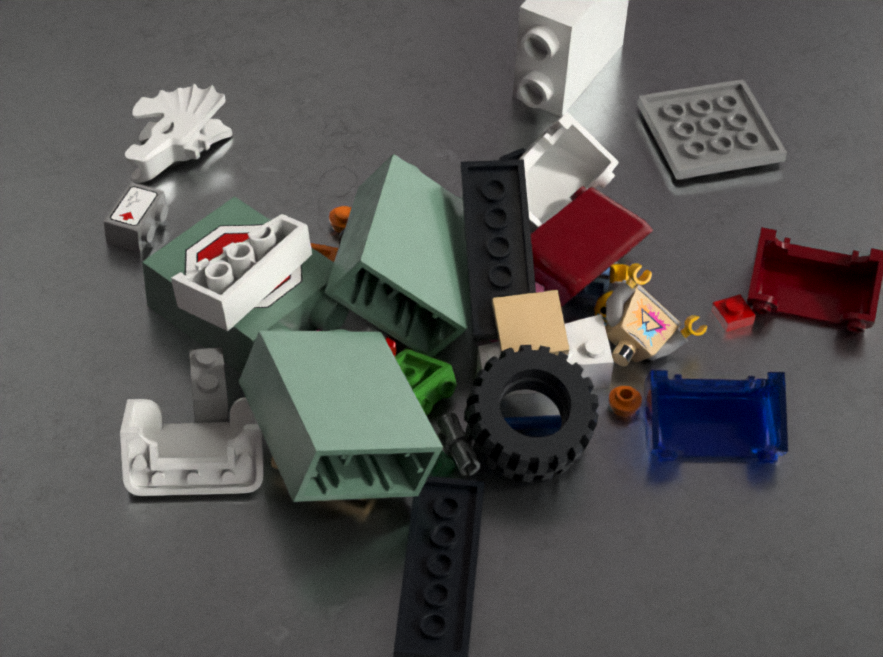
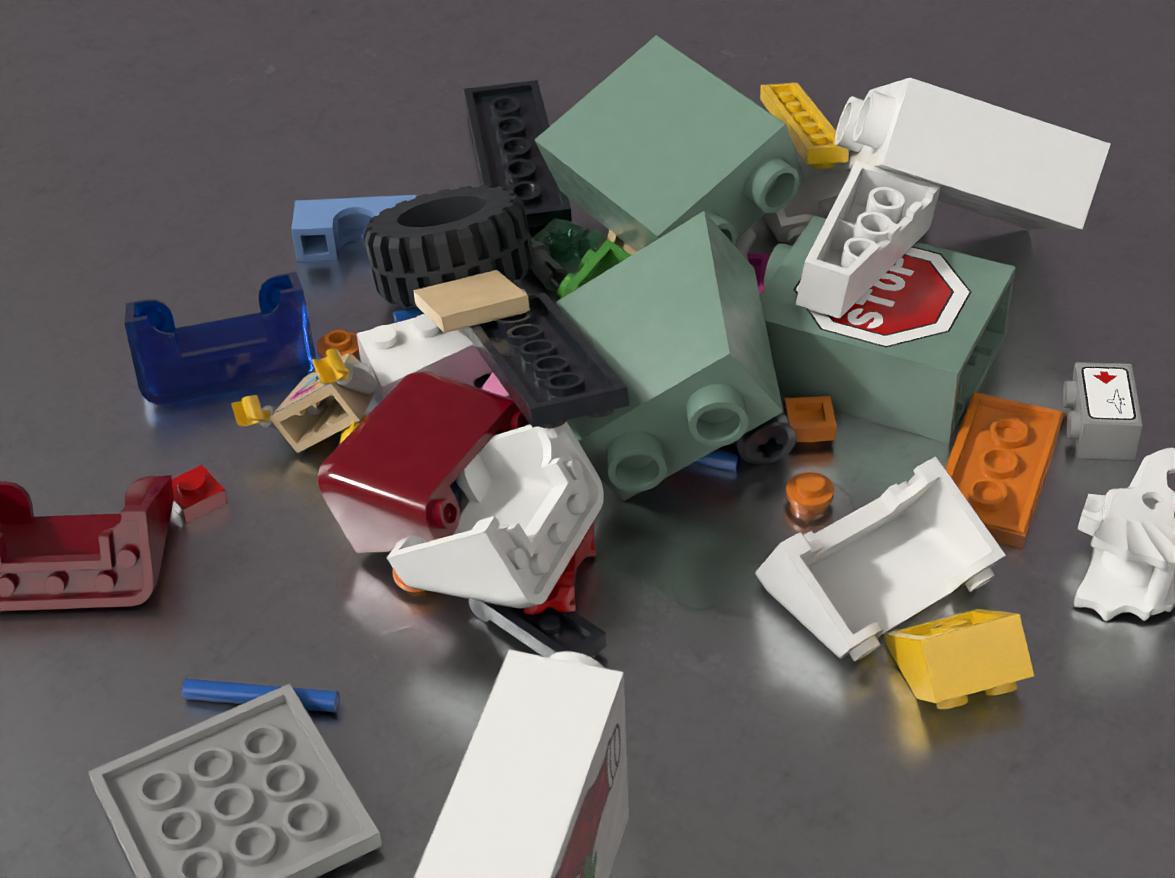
camera: 170 degrees right, 5 degrees down
(120, 325) = (976, 153): none -> white brick
(191, 489) = (806, 124): none -> yellow plate
(236, 182) = (1004, 462): none -> orange tile
(315, 110) = (962, 656): none -> yellow slope
(332, 168) = (882, 562): none -> white windscreen
(620, 517) = (327, 224): none -> medium blue arch
(694, 184) = (241, 693): none -> blue bar

